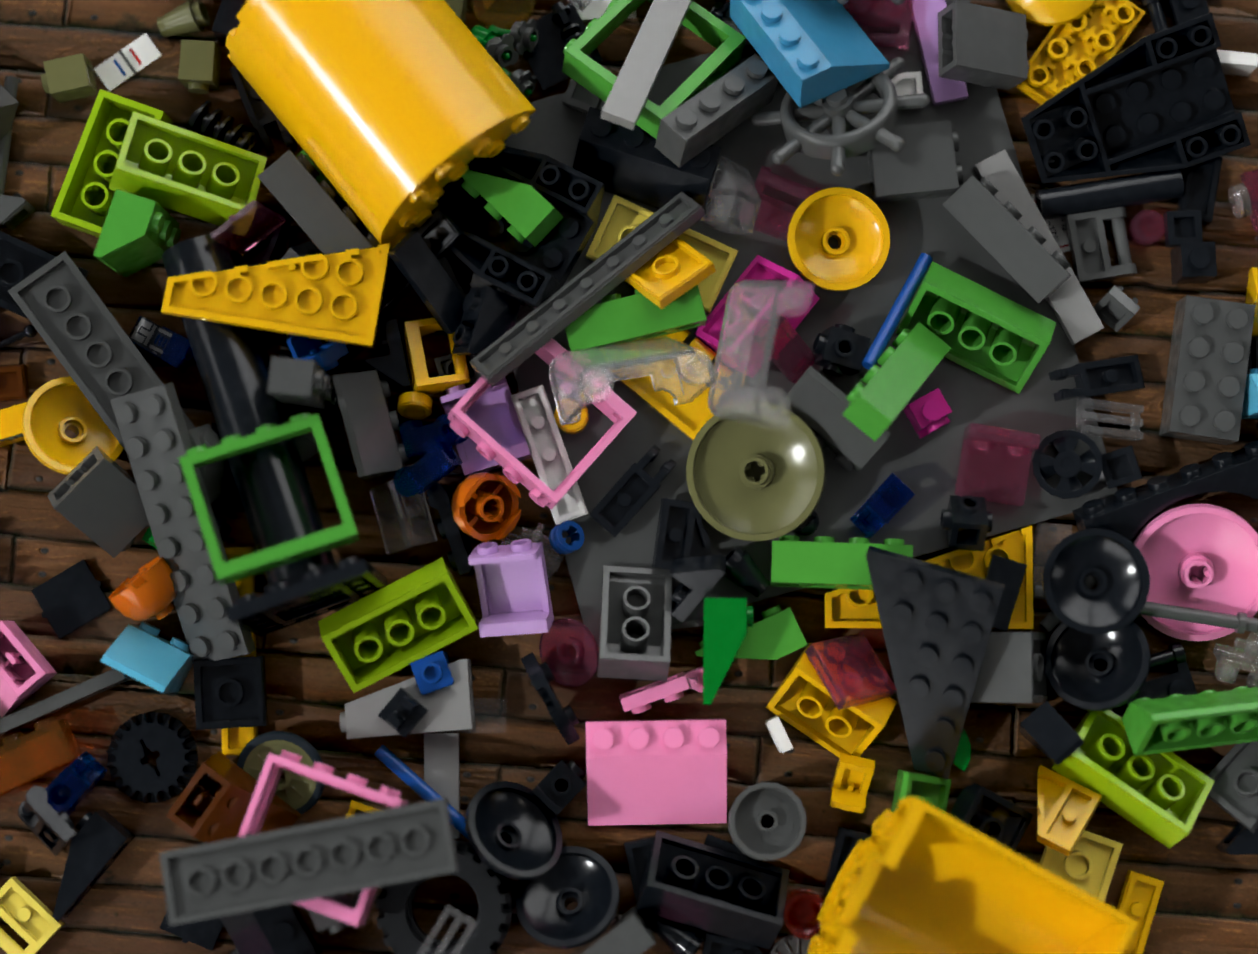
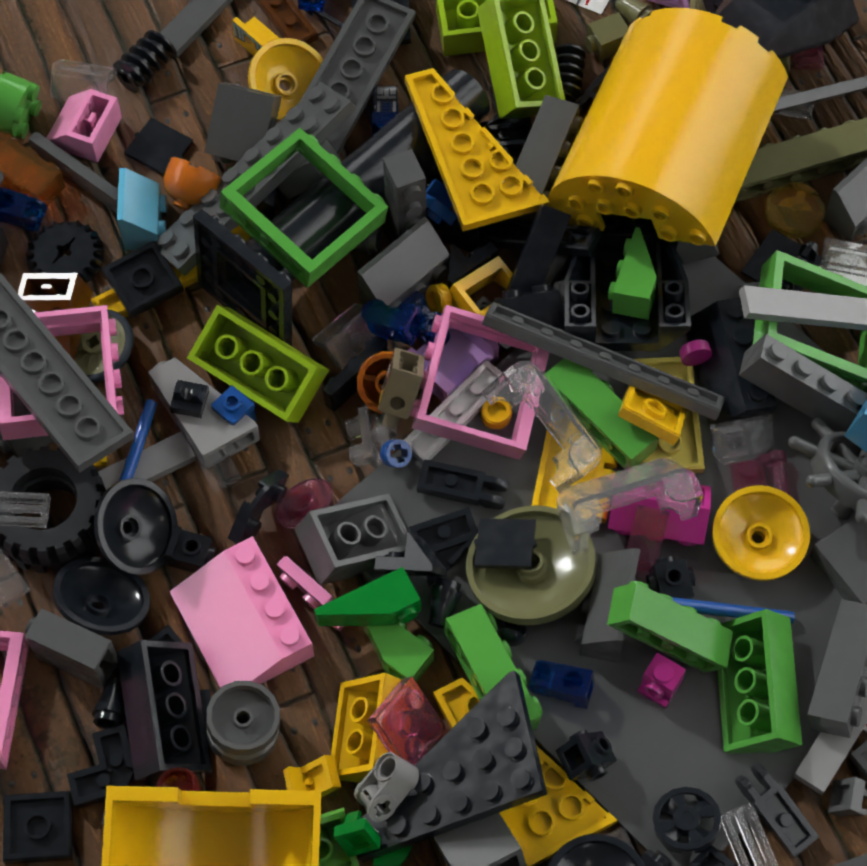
camera: 60 degrees right, 20 degrees down
(135, 233) = (453, 41): bright green slope -> none
(247, 227) = (504, 113): clear pink piece -> none
(512, 588) = (333, 432): lavender panel -> none
(521, 37) = (747, 215): dark grey plant -> none
(521, 508) = (400, 386): none -> dark tan torso
(619, 190) = (695, 352): none -> dark pink tile
(723, 484) = (505, 543): none -> black piece
(778, 734) = (323, 699): white tile -> none
(906, 721) = (387, 784): none -> light grey piece
(934, 771) = (356, 835): none -> green tile
(995, 463) = (652, 758): clear pink bracket -> none
(1010, 575) = (543, 818): black tile -> none

